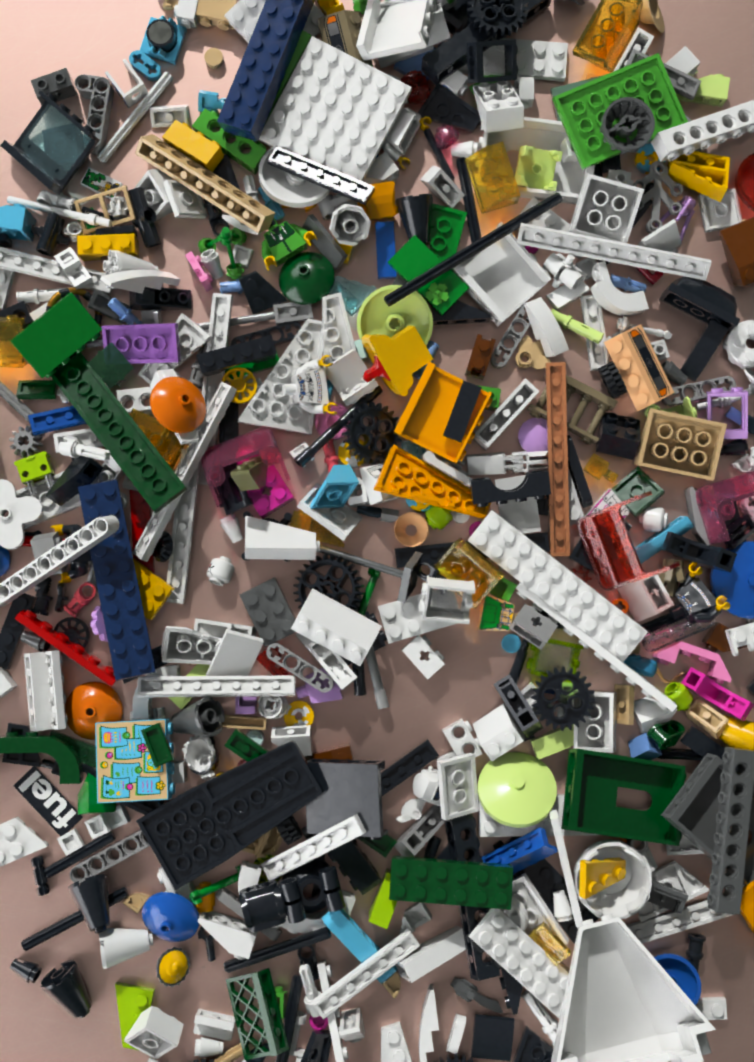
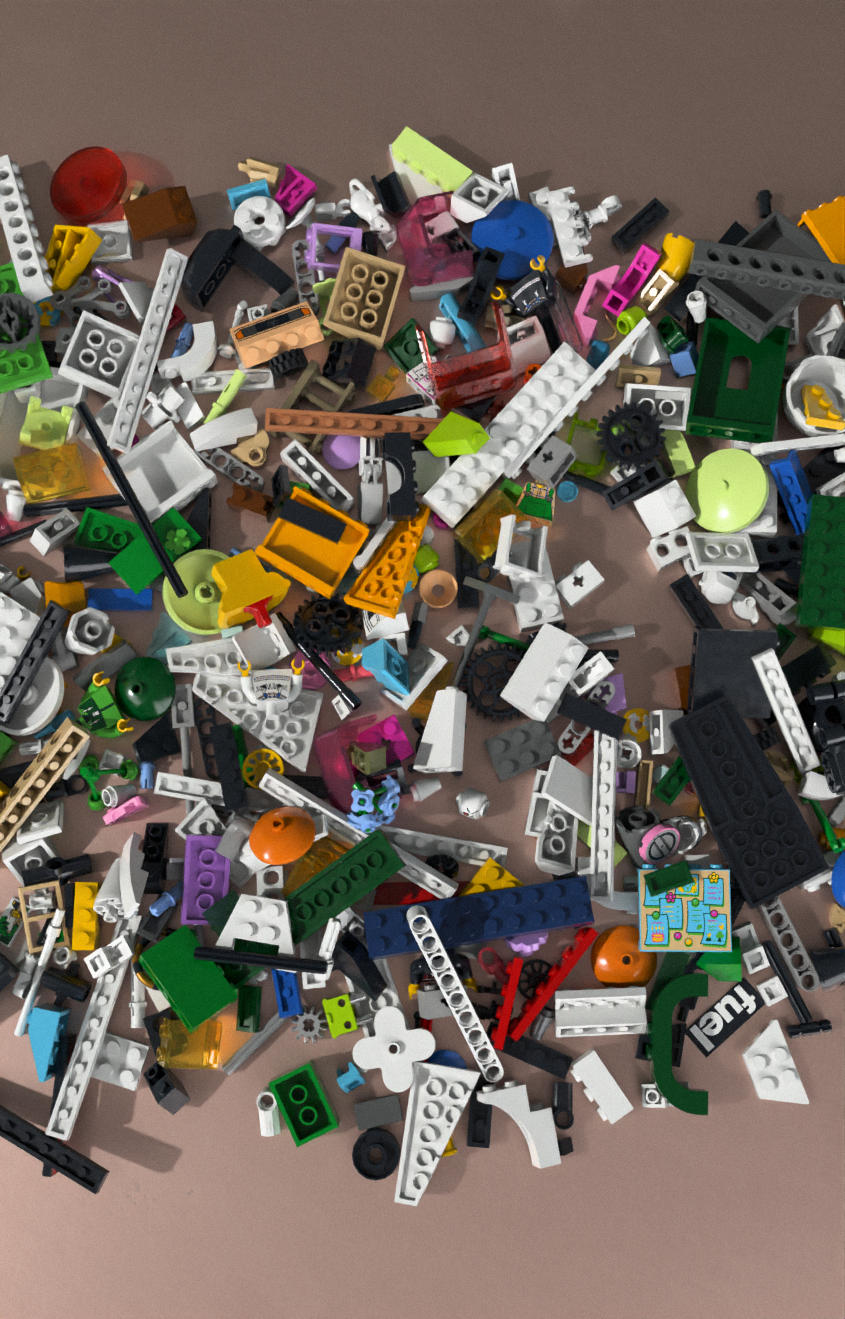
camera: 85 degrees left, 5 degrees down
(41, 607) = (504, 1011): none -> red plate
(71, 395) = (260, 960): none -> black axle
(105, 393) = (261, 921): none -> white wing
(181, 365) = (237, 829): none -> light grey piece
(188, 736) = (659, 843): none -> tile
(206, 492) = (364, 802): none -> light blue plant
(299, 671) = (591, 716): none -> black tile
(369, 551) = (459, 637): none -> white tile
(496, 382) = (280, 486): none -> black tile
(548, 536) = (456, 437): none -> lime slope
(695, 756) = (696, 304): none -> white cone

